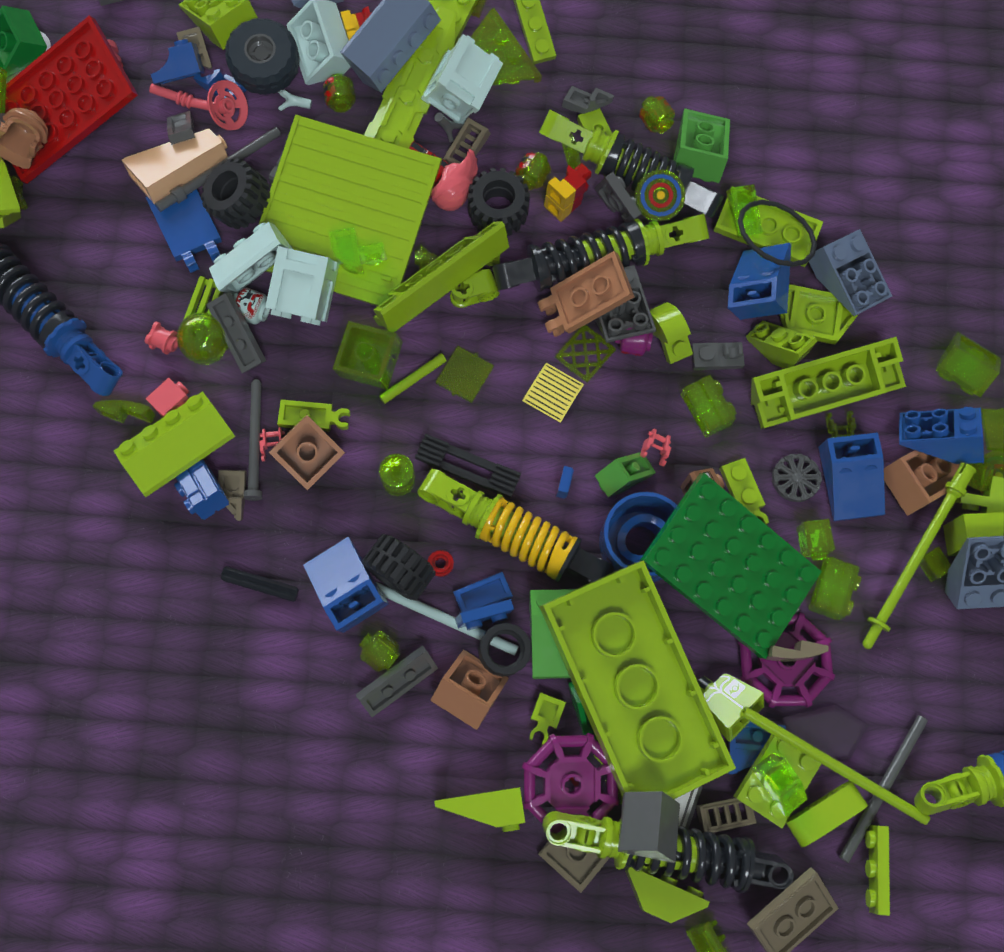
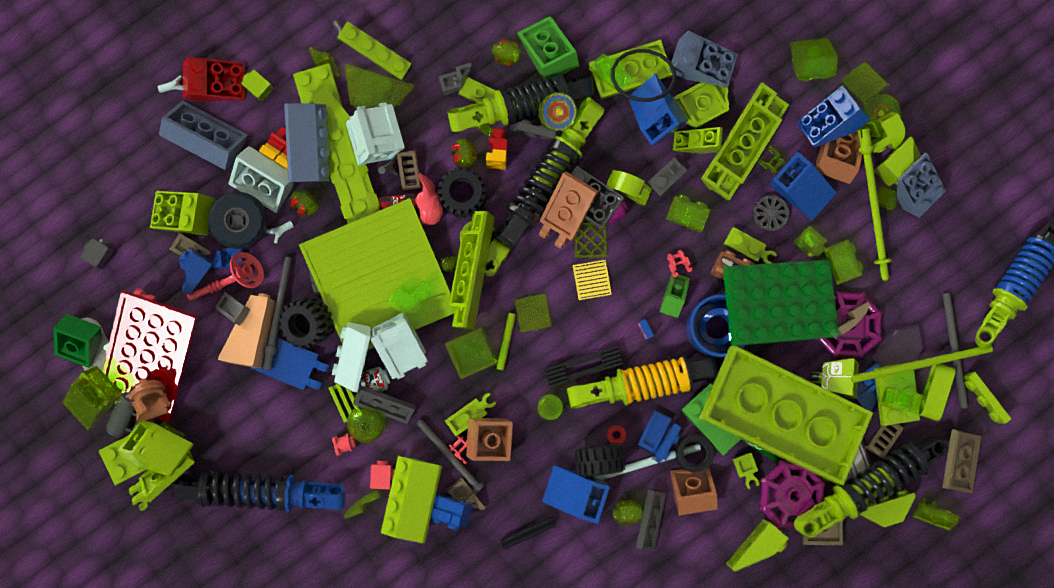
camera: 30 degrees left, 10 degrees up
(649, 825) = (854, 485): dark grey slope -> none

